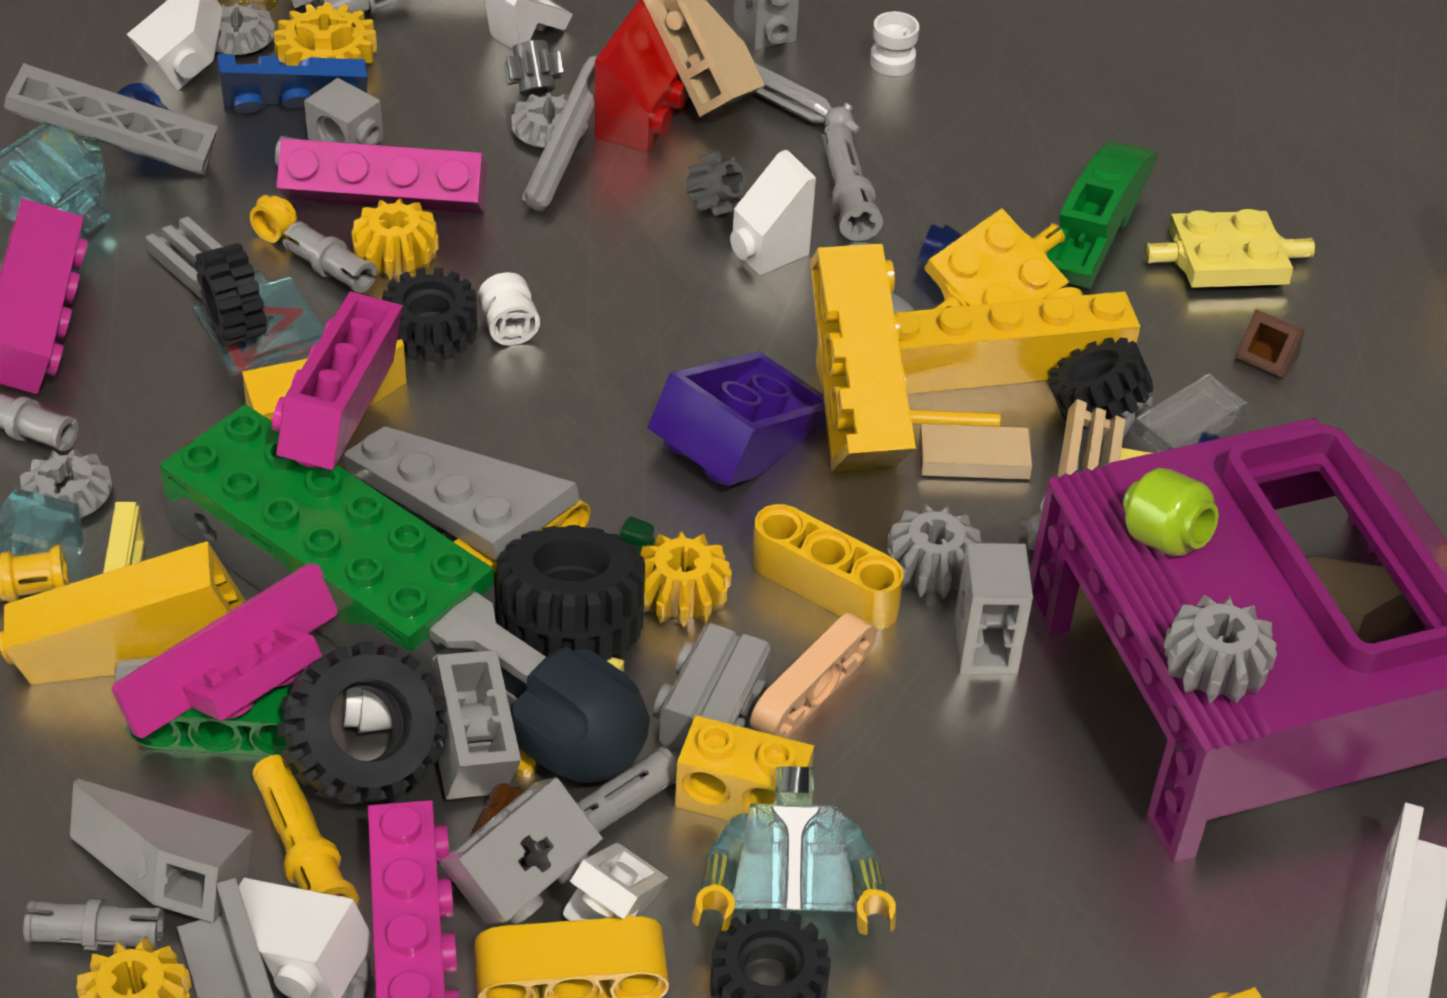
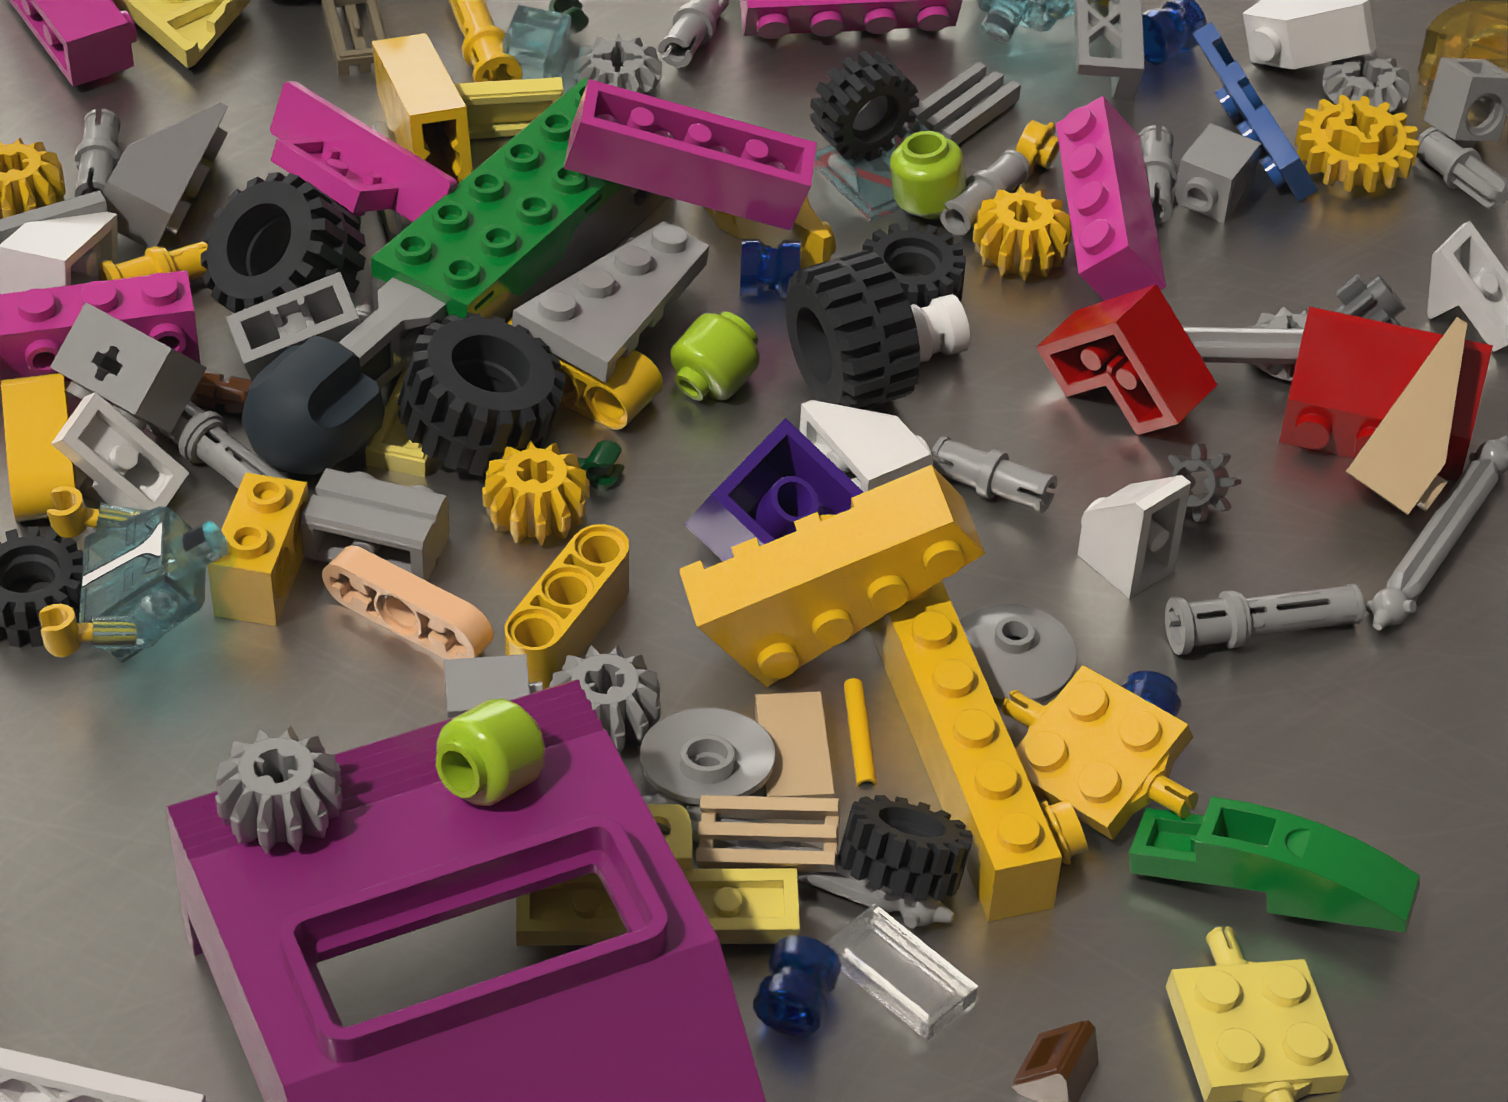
camera: 85 degrees right, 0 degrees up
(318, 276) = (927, 173): none -> lime head
(409, 397) = (767, 267): none -> clear blue wheel
(524, 438) = (715, 356): none -> lime head
(546, 332) = (853, 331): none -> black tyre
(575, 191) = (1136, 352): none -> red brick
(653, 354) = (864, 443): none -> white slope
(683, 298) = (993, 474): none -> light grey pin
(998, 490) = (707, 754): none -> light grey dish

